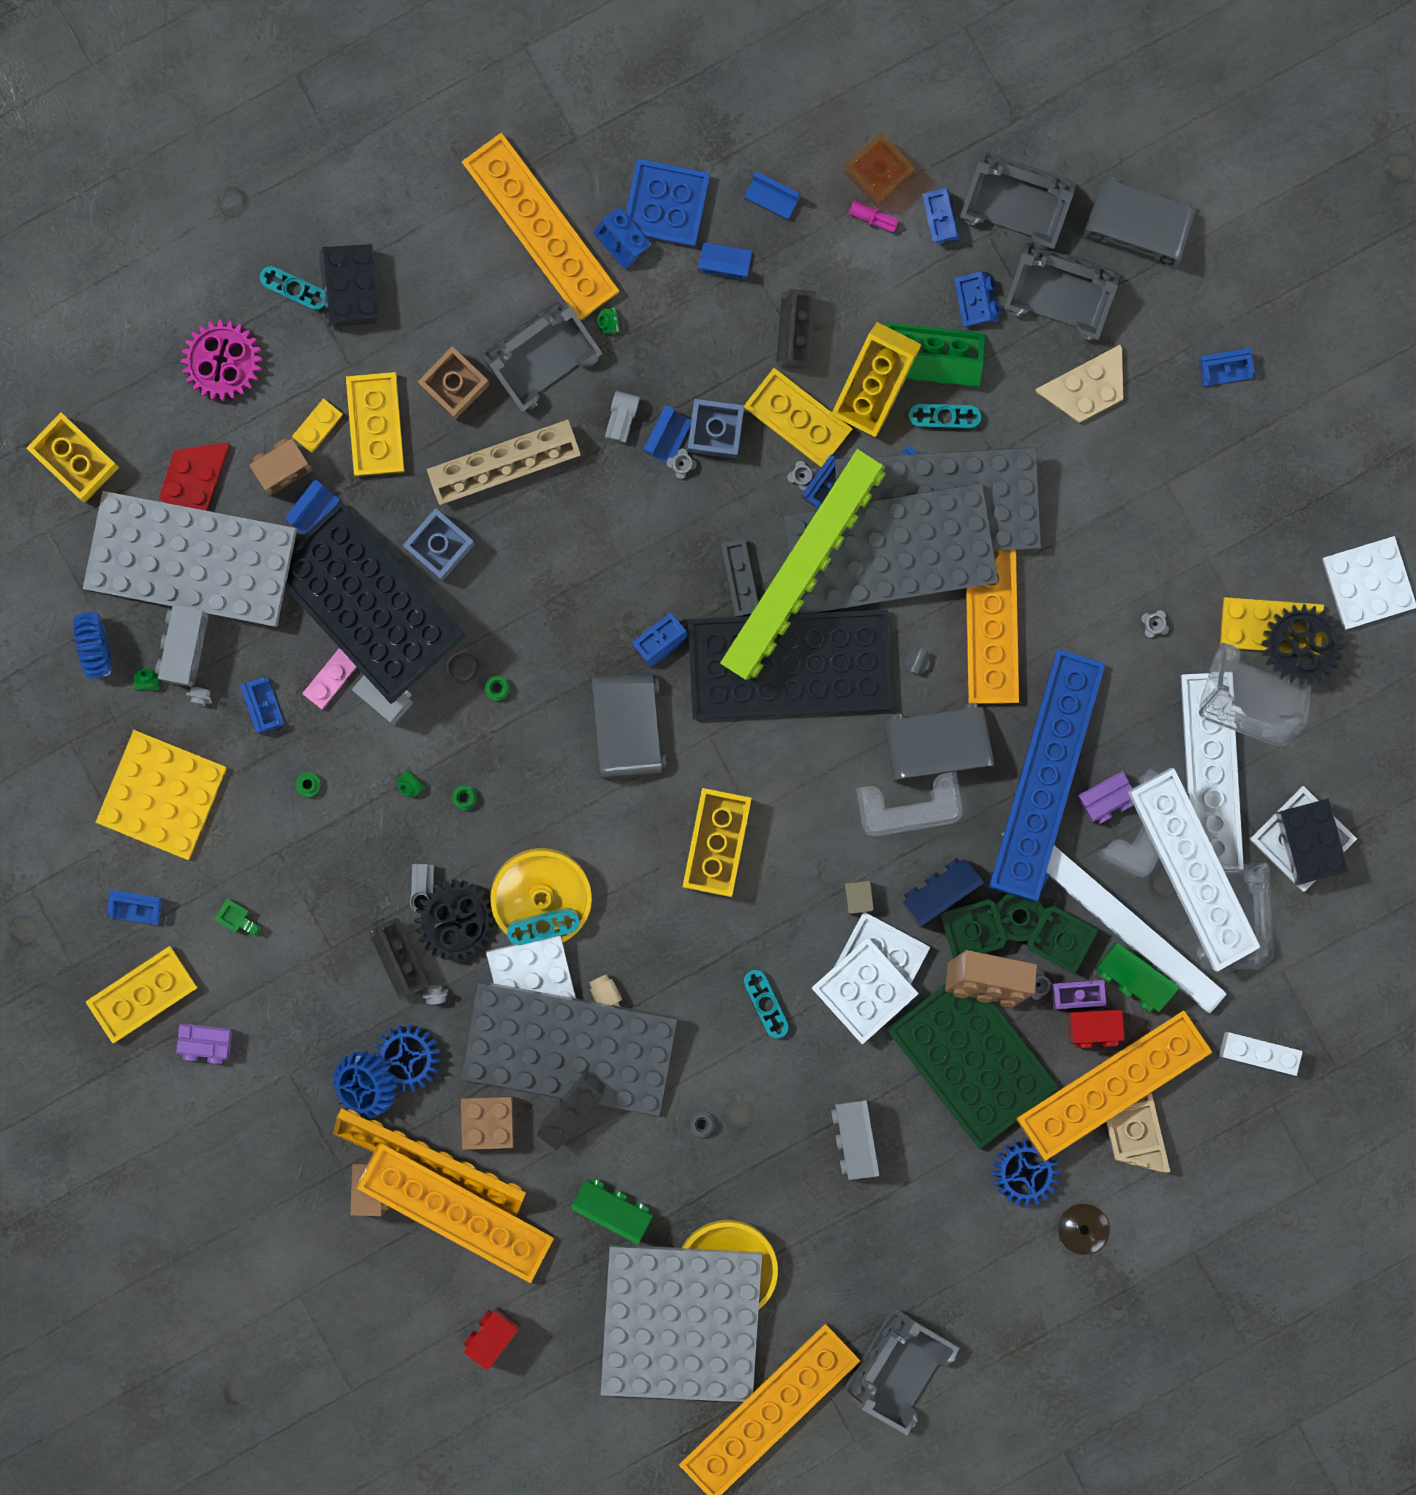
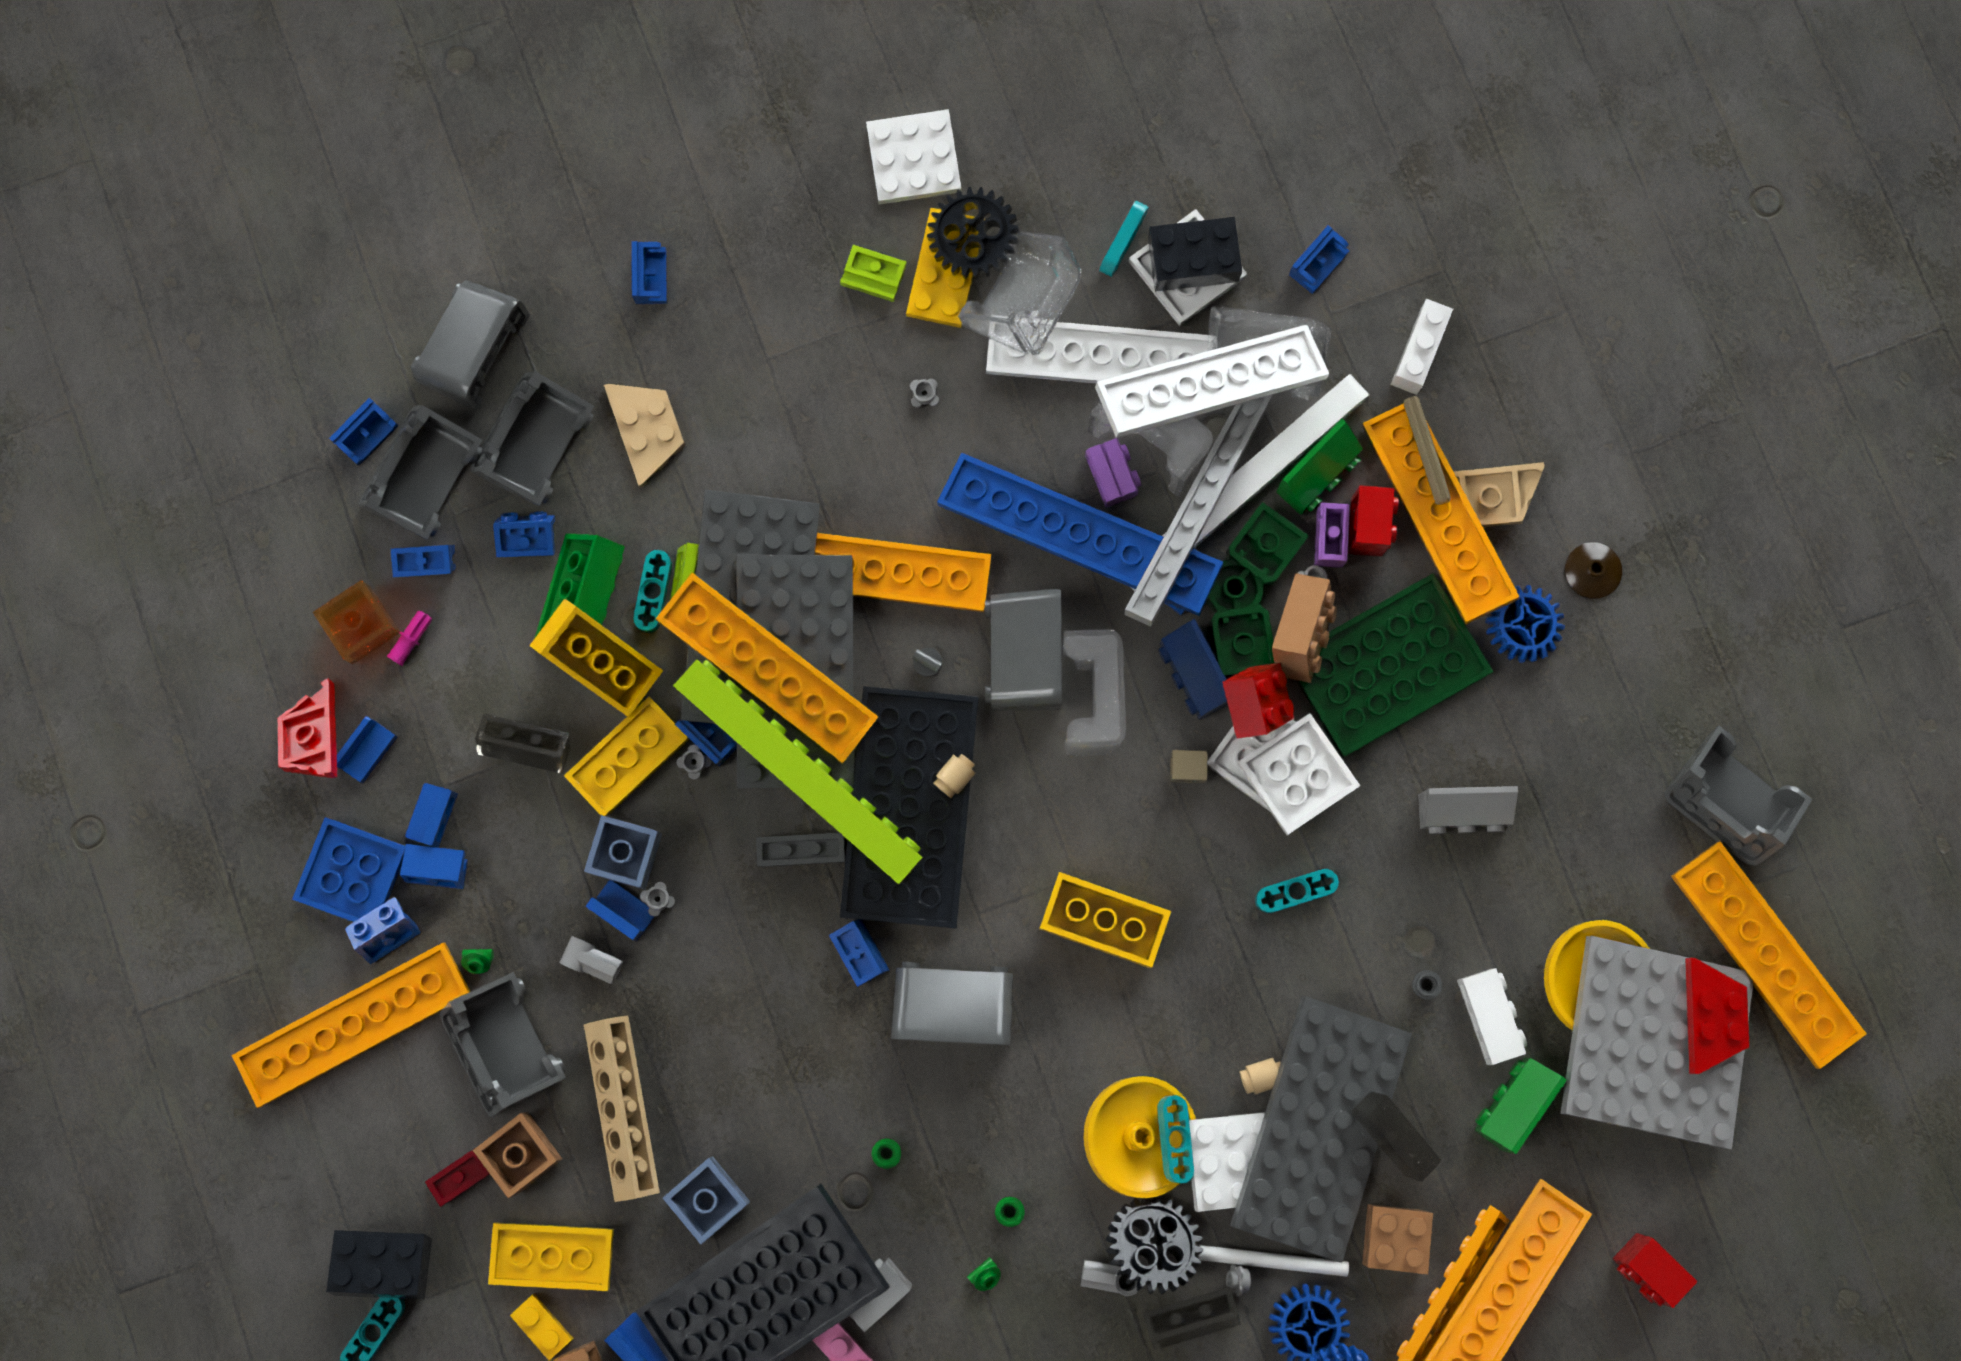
camera: 80 degrees left, 5 degrees down
(427, 336) = (456, 1178): none -> dark red plate
(455, 1026) = (1274, 1260): none -> white piece
(681, 272) = (434, 866): none -> blue hinge
(683, 1182) = (1492, 1016): none -> white brick
(709, 1368) = (1714, 1016): none -> red wing
(777, 147) = (309, 735): none -> wing
(821, 698) = (954, 775): none -> tan brick
(888, 524) = (766, 667): none -> light orange plate
(921, 946) = (1258, 700): none -> red brick
(961, 441) = (685, 565): none -> lime plate
(1047, 145) = (363, 431): none -> blue hinge
(1079, 871) = (1195, 510): none -> light grey plate
(1165, 1067) = (1427, 450): none -> dark tan axle
(1256, 563) = (873, 273): none -> lime plate
(1320, 779) = (1124, 238): none -> teal beam
(1327, 954) = (1319, 259): none -> blue hinge

